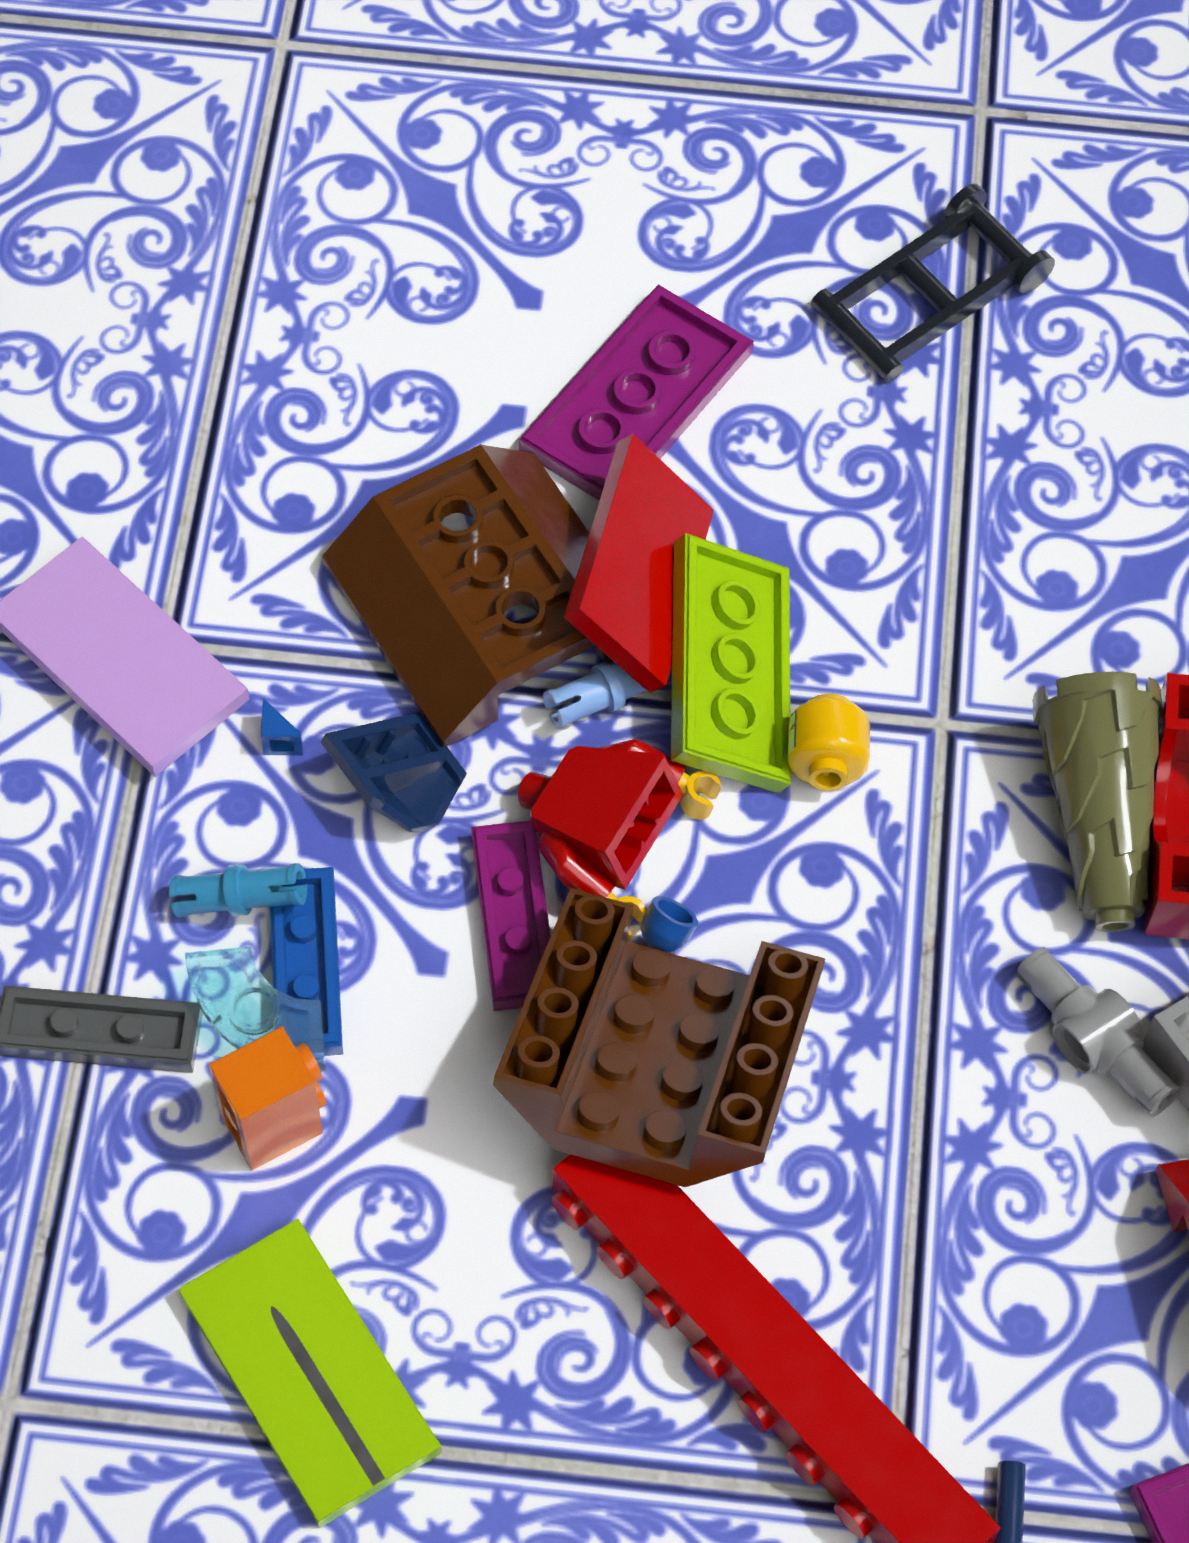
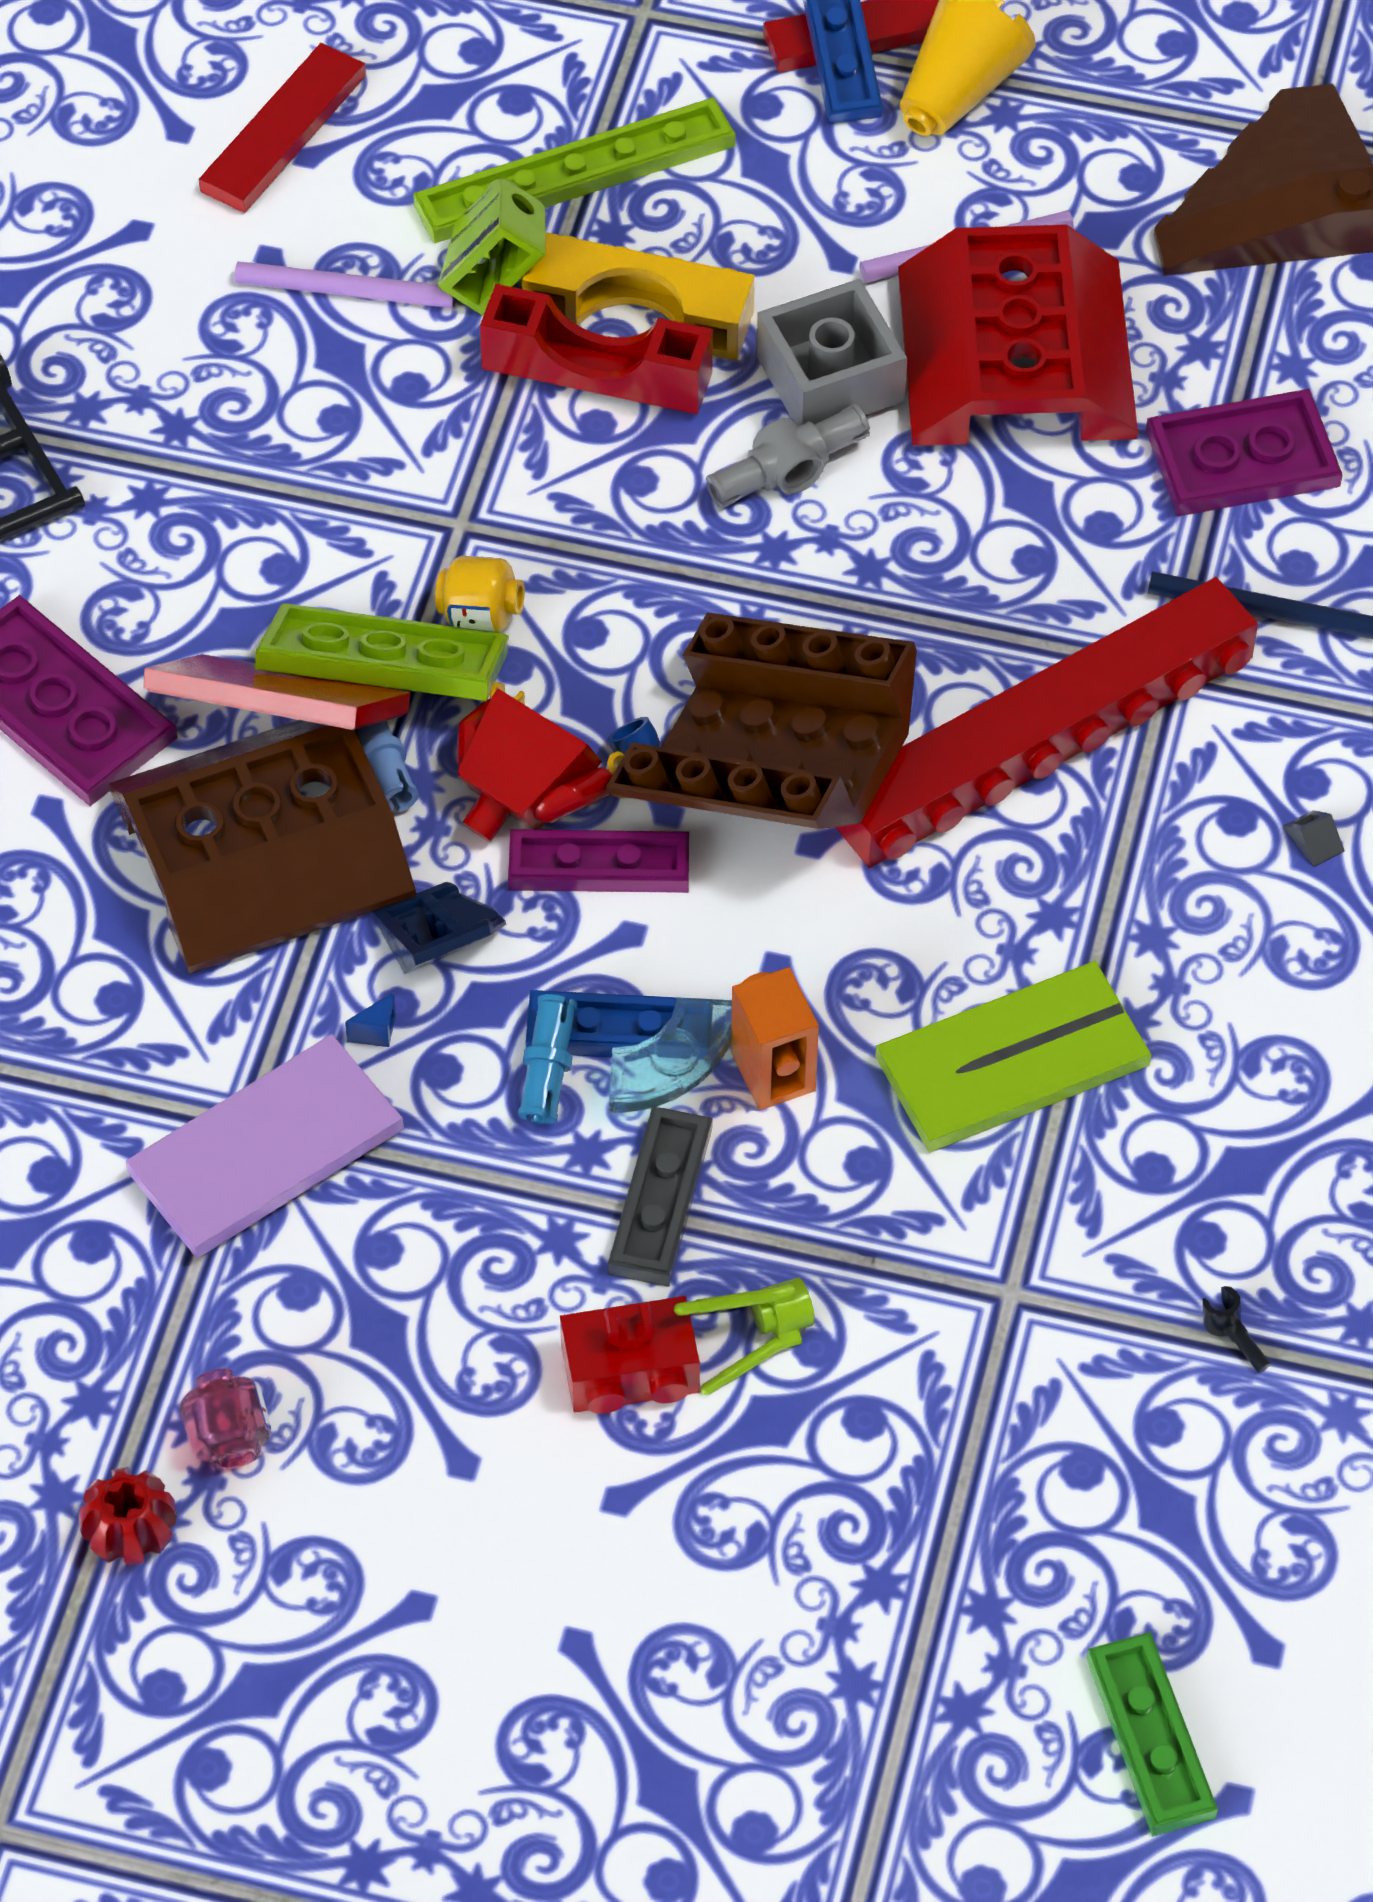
camera: 80 degrees left, 5 degrees down
(1101, 764) = (564, 401): olive cone -> none

